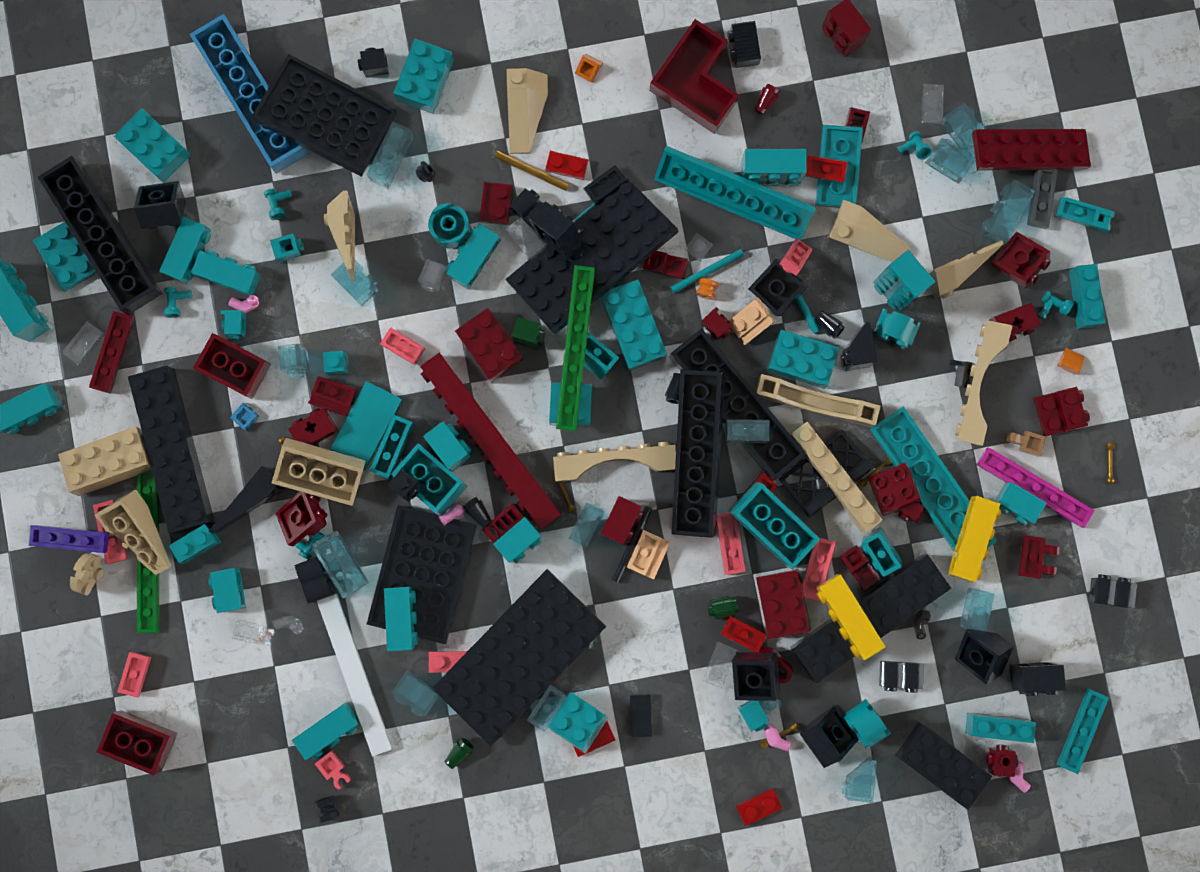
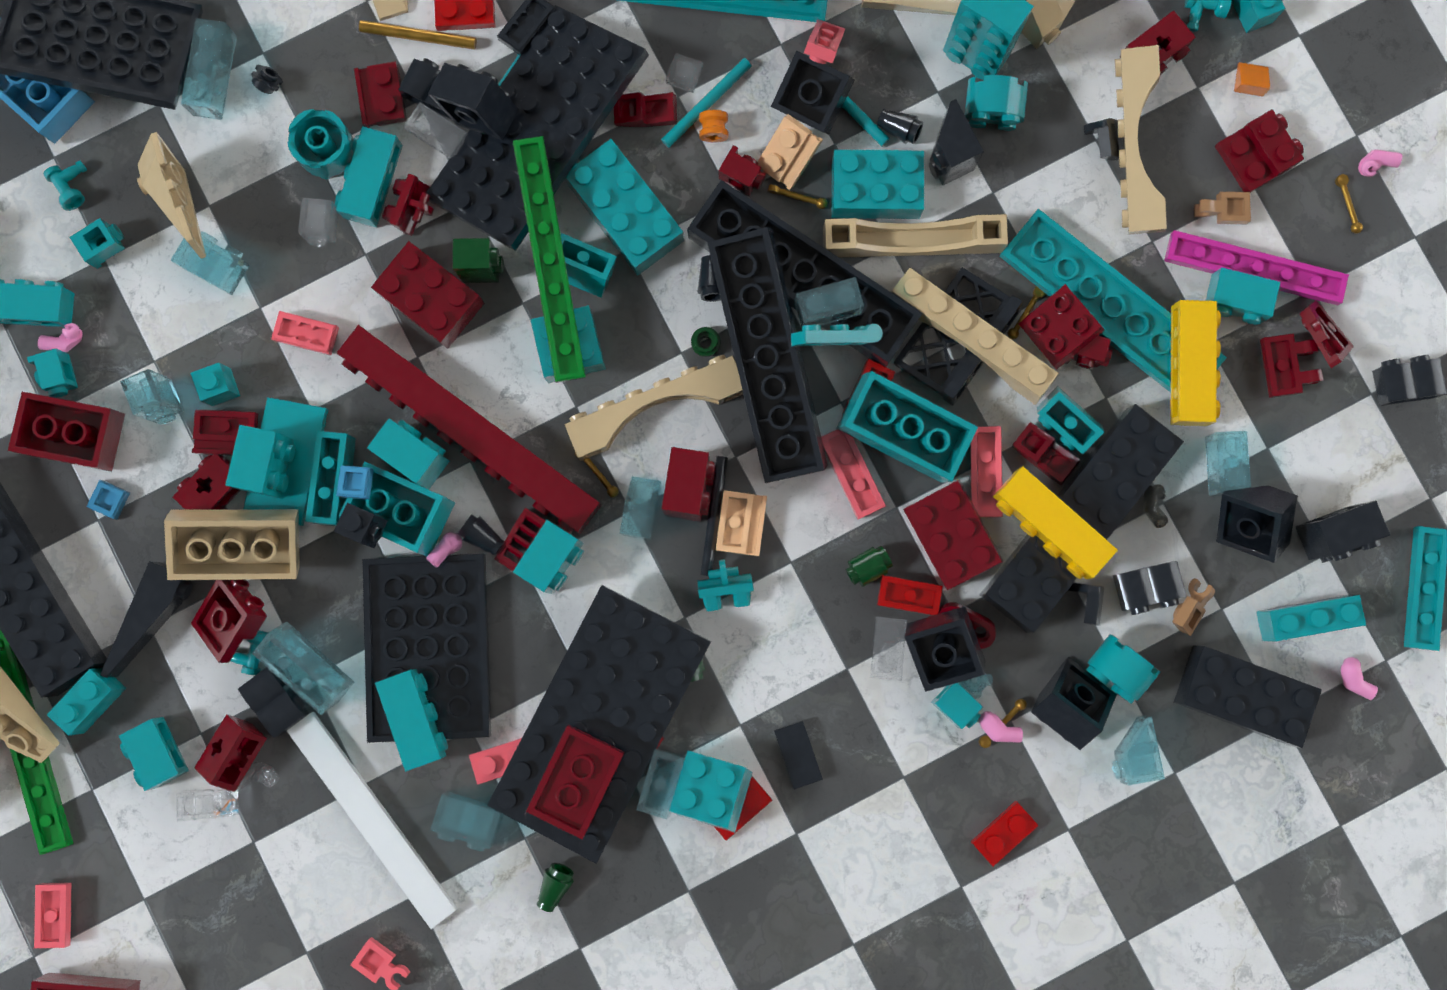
camera: 15 degrees left, 0 degrees up
(277, 605) = (230, 753): none -> dark red brick
(326, 732) = (354, 914): teal brick -> none
(352, 424) = (260, 461): none -> teal brick
(408, 455) = (355, 482): none -> dark azure tile
(493, 690) = (575, 781): none -> dark red plate
(496, 282) = (410, 205): none -> dark red hips
(627, 590) = (725, 582): none -> teal hips
(660, 422) = (705, 332): none -> dark green plate
(746, 454) = (837, 335): none -> teal plate
(762, 360) = (821, 203): none -> pearl gold hinge
(861, 675) = (1093, 603): none -> black tile
(924, 699) = (1190, 612): none -> medium nougat plate
(1001, 761) = (1327, 664): dark red brick -> none
(1067, 545) = (1326, 333): none -> dark red wing
(1137, 439) = (1377, 159): none -> bright pink arm

